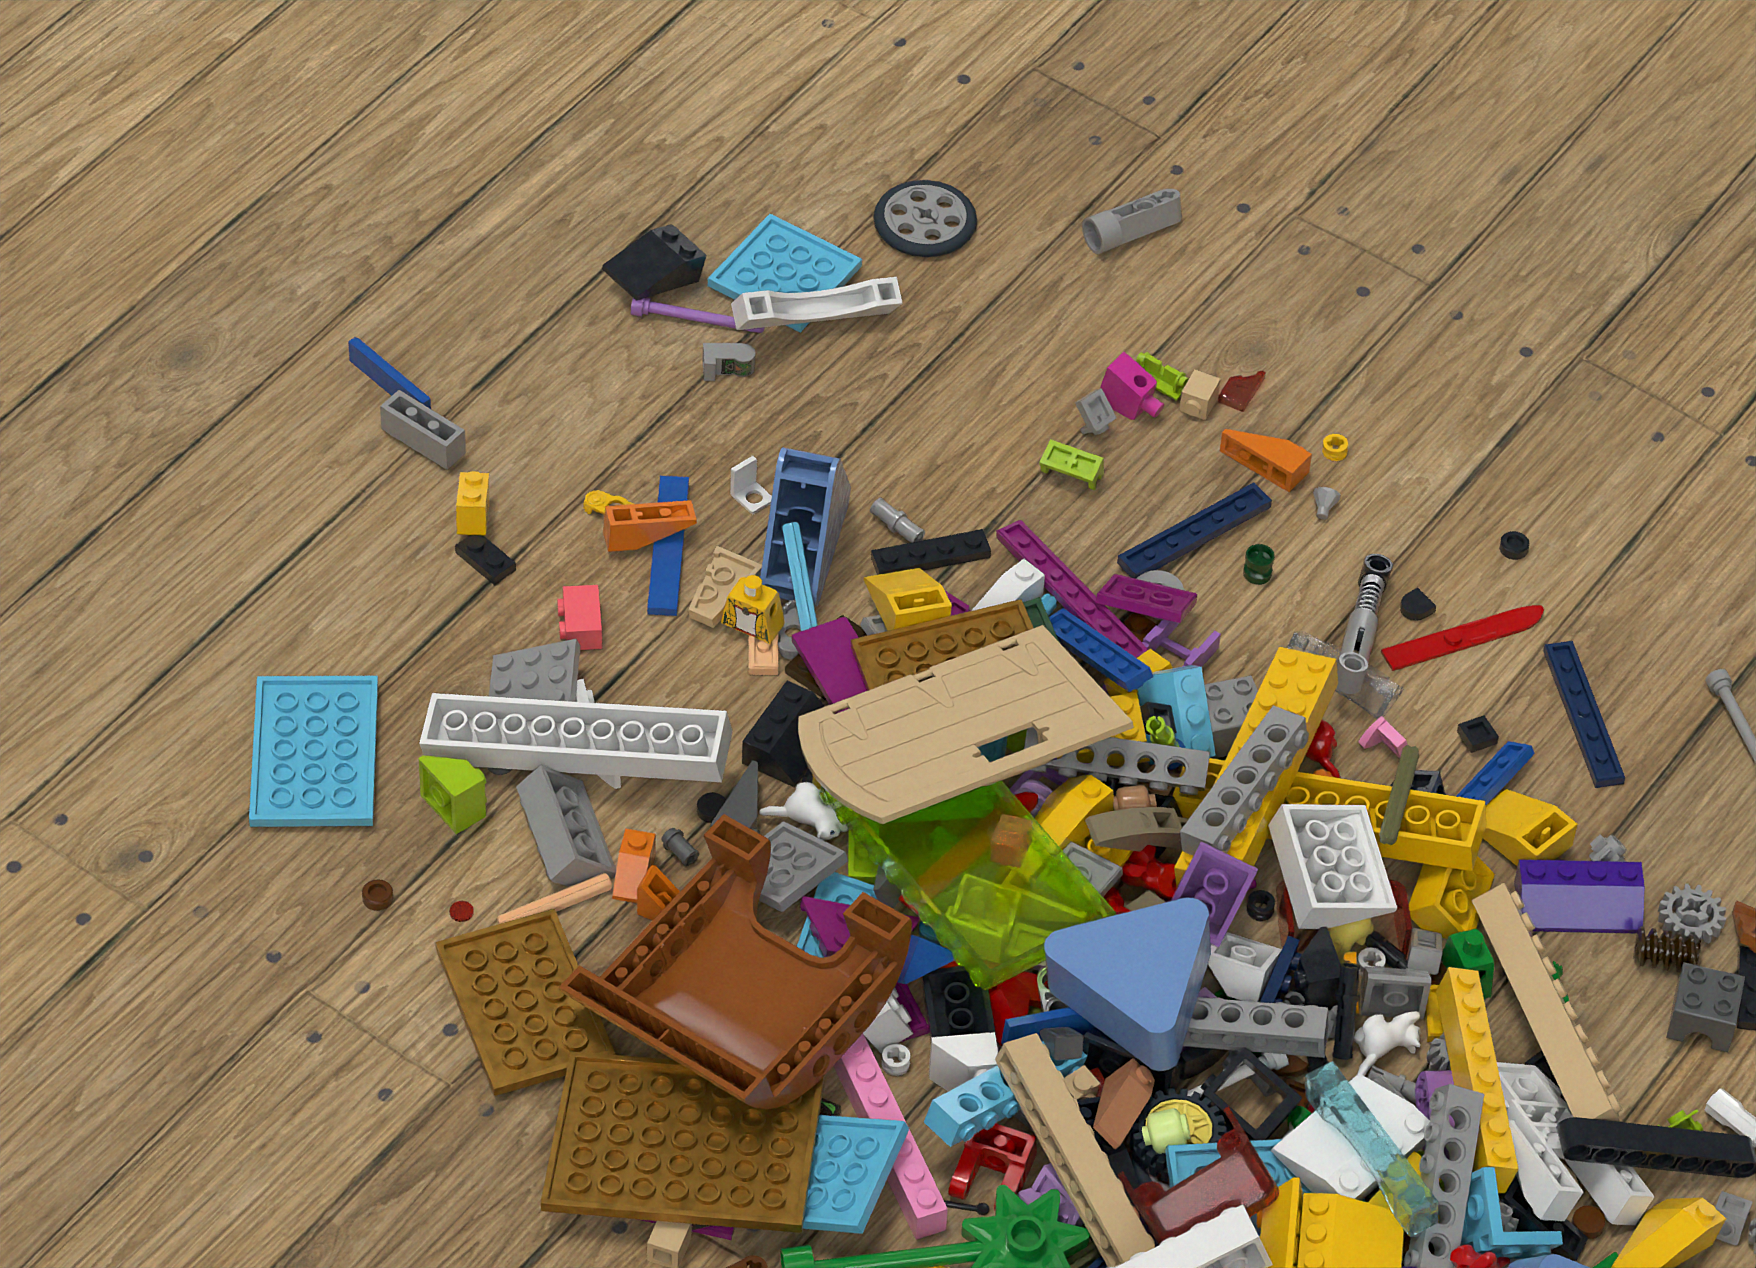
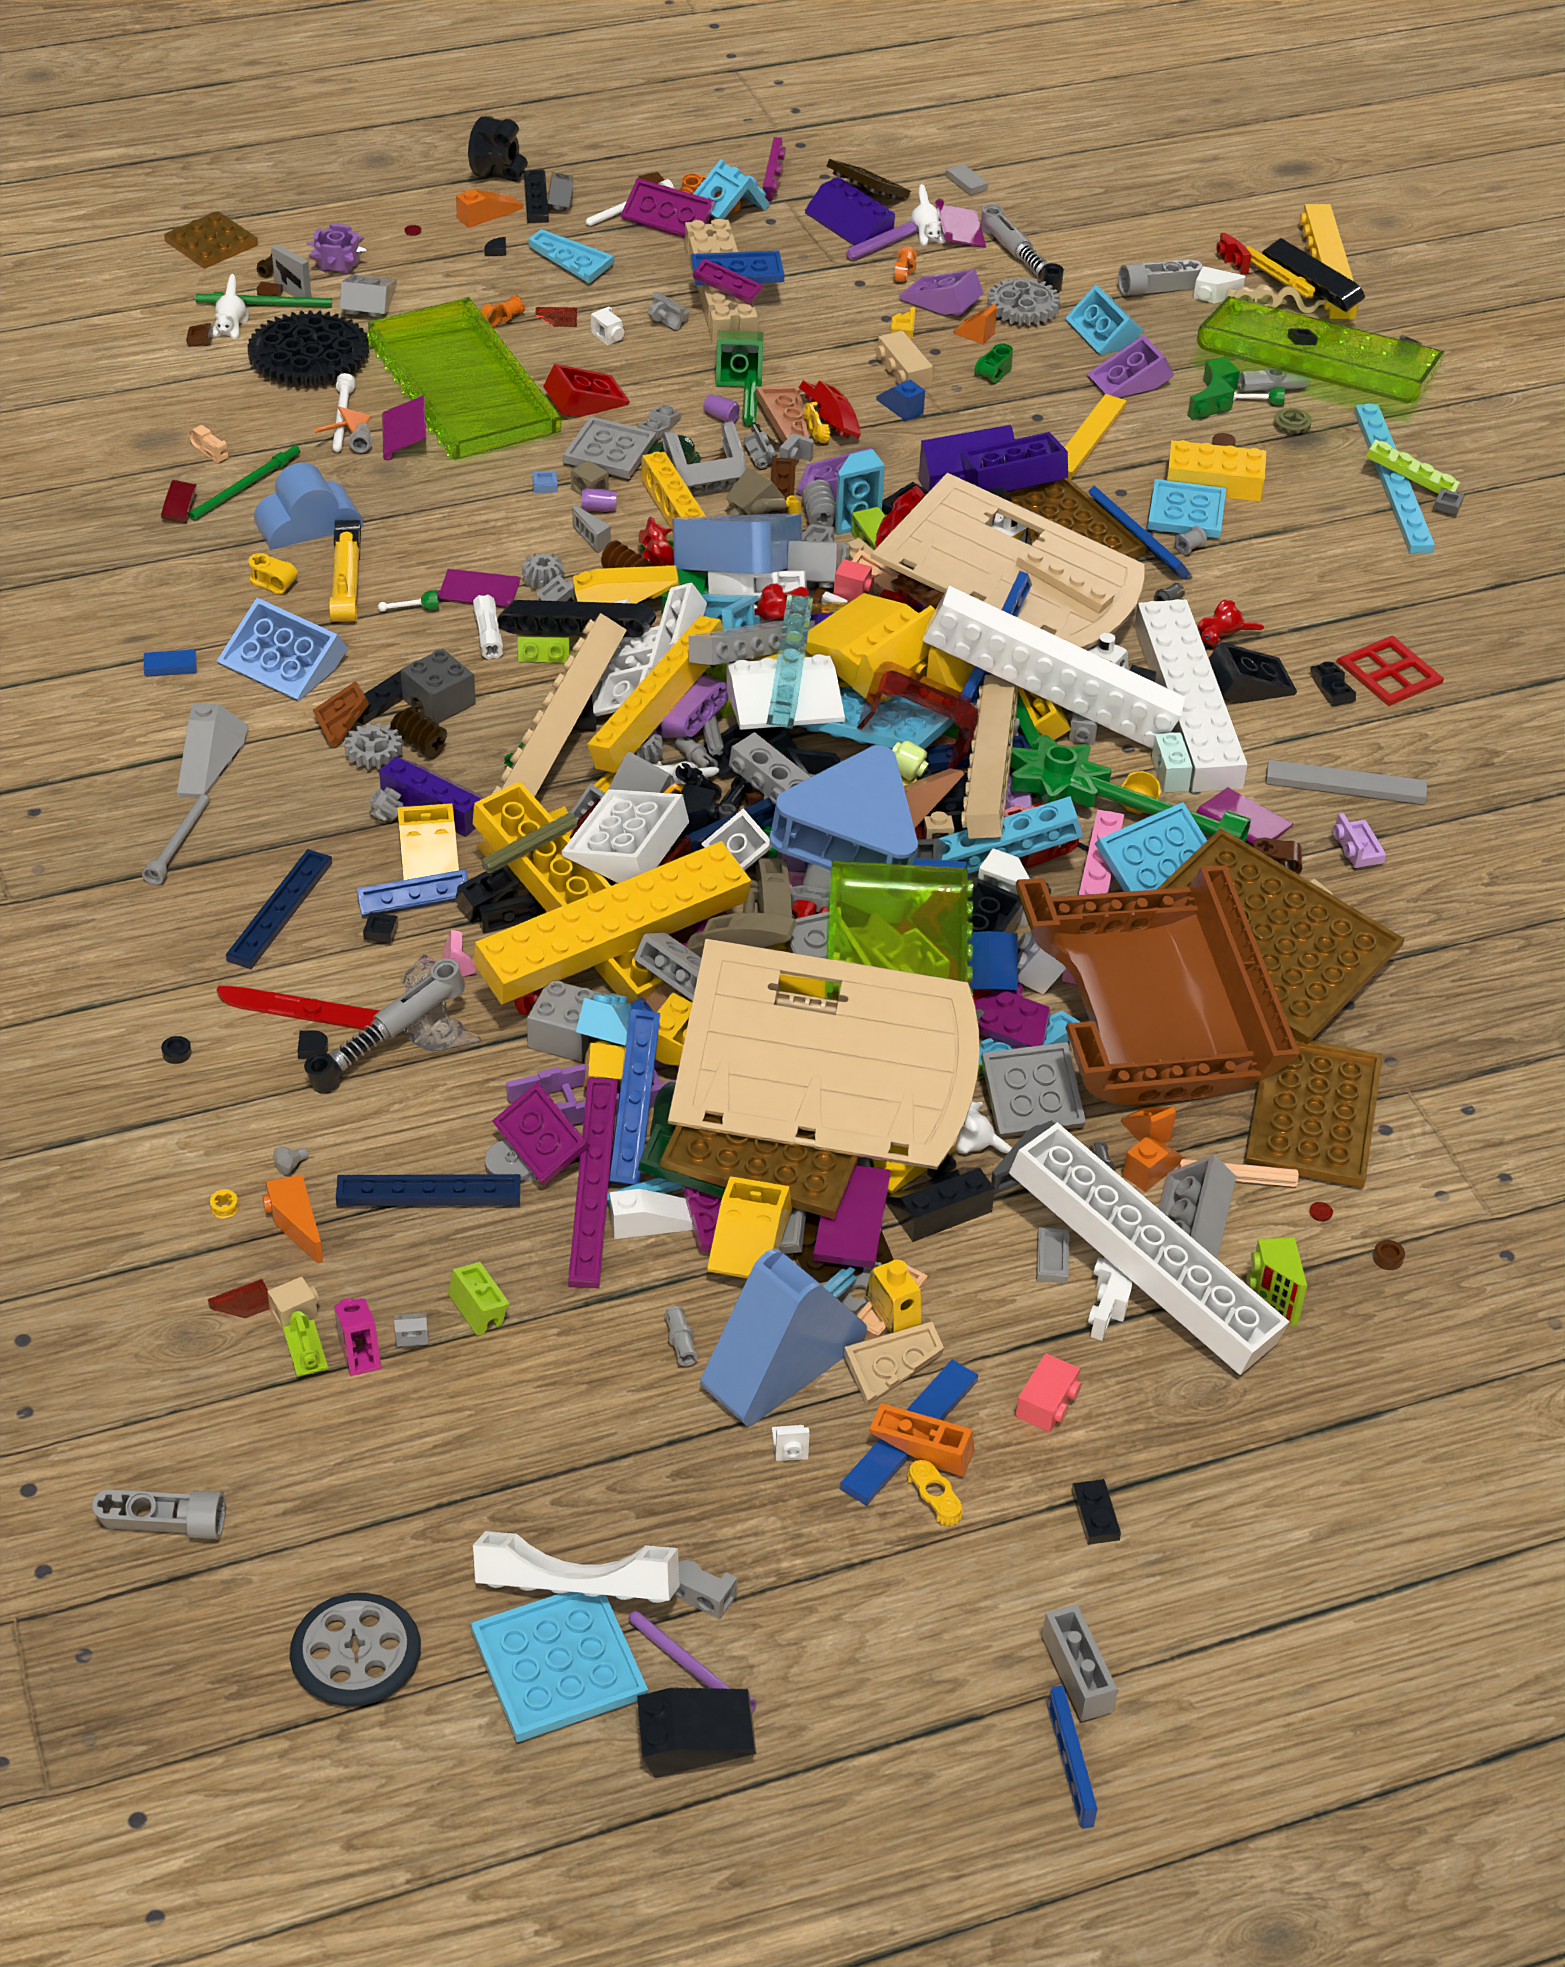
camera: 145 degrees left, 5 degrees down
(314, 751) = (1378, 1401): medium azure plate -> none
(472, 503) = (1081, 1550): yellow brick -> none
(537, 672) = (1140, 1345): light grey plate -> none
(932, 553) = (666, 1293): black plate -> none
(1011, 841) = (868, 940): clear orange brick -> none
(1155, 709) = (647, 1002): black plate -> none
(1160, 732) = (659, 983): lime pin -> none
(1217, 882) = (746, 850): medium lavender slope -> none
(1246, 781) = (652, 877): light grey brick -> none
(1258, 564) = (407, 1132): dark green wheel -> none
(1470, 952) = (570, 774): green torso -> none

